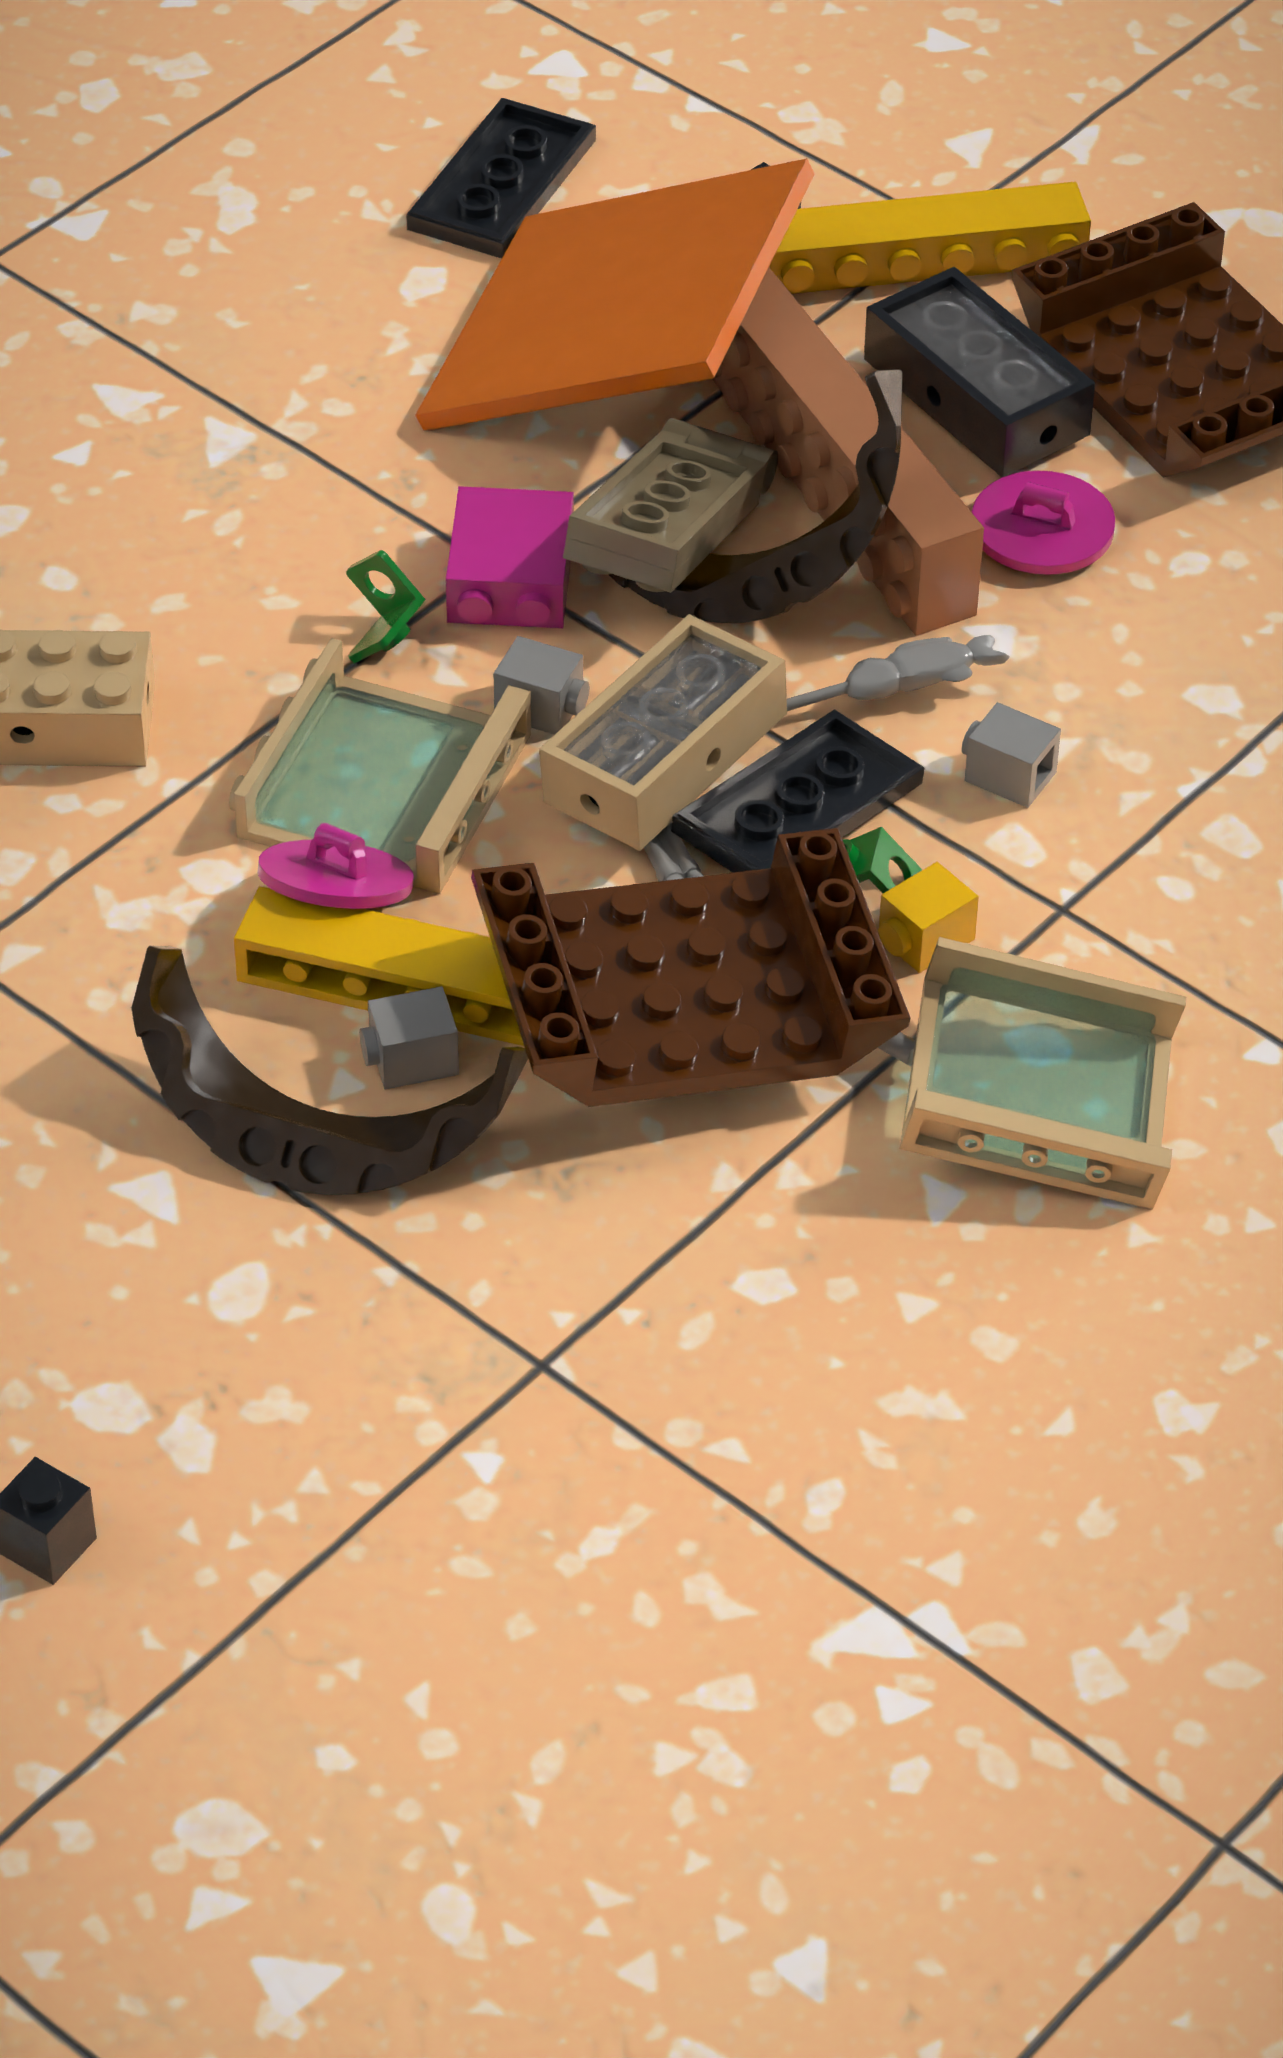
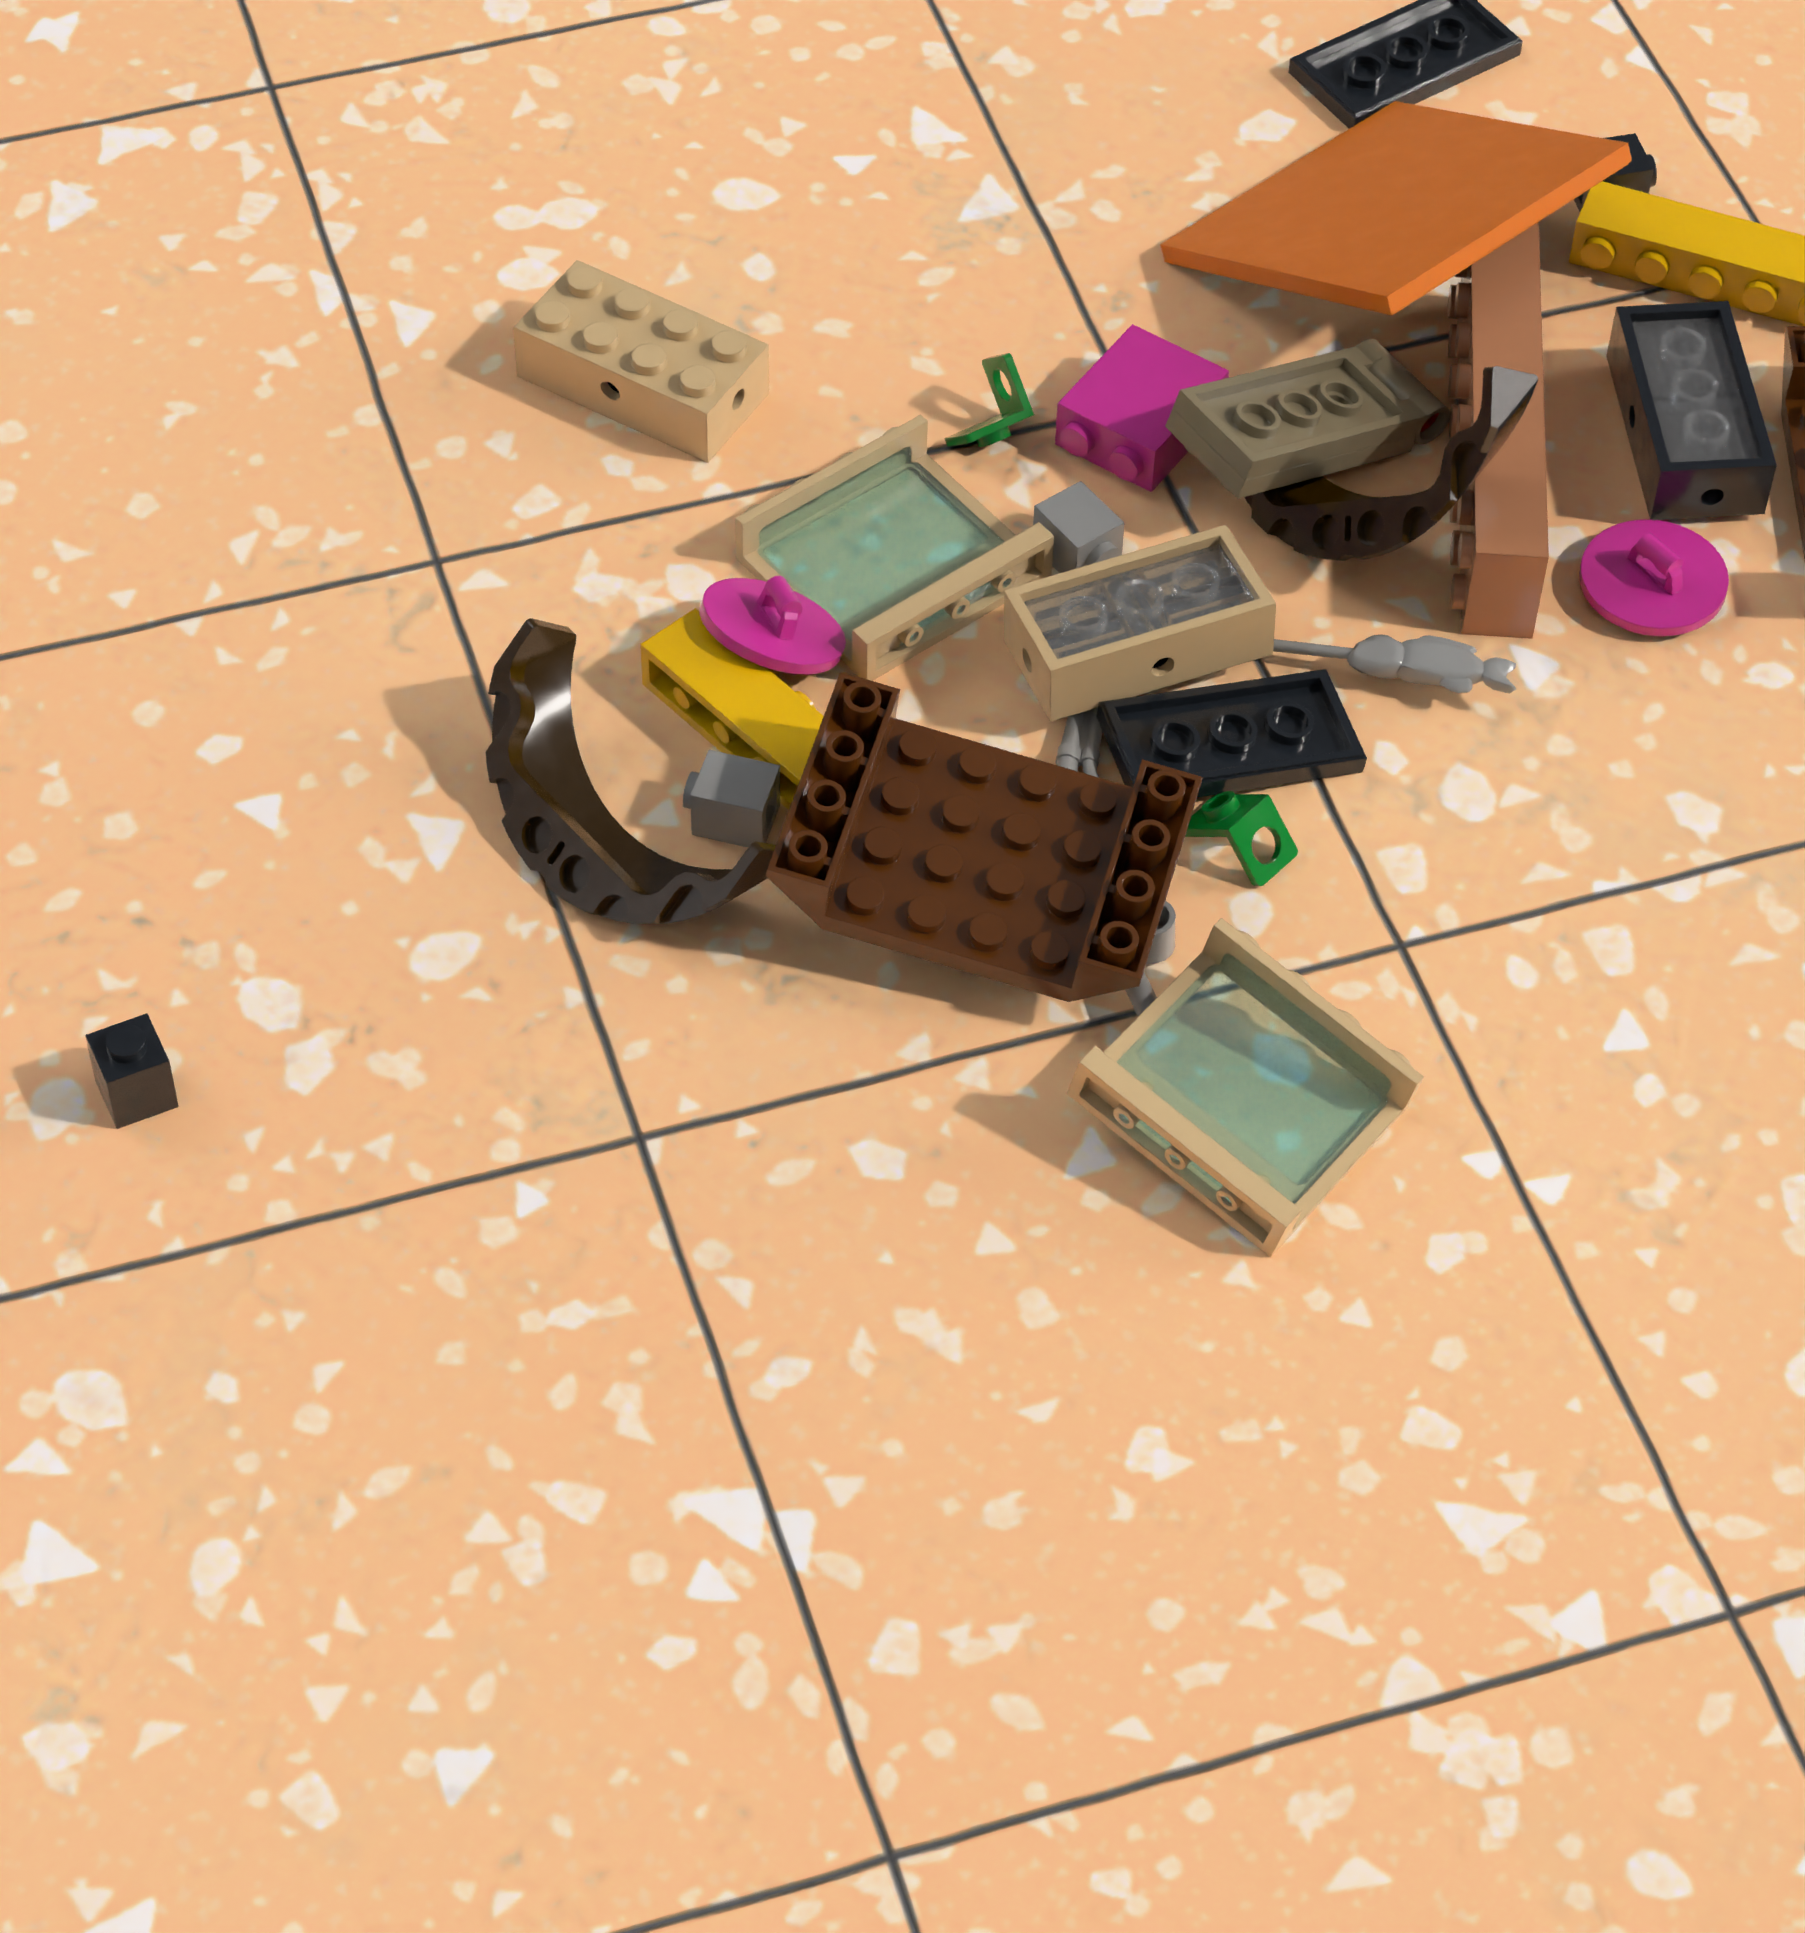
camera: 30 degrees right, 5 degrees up
(922, 911) = (1259, 894): yellow brick -> none
(1011, 754) = (1451, 781): light grey brick -> none

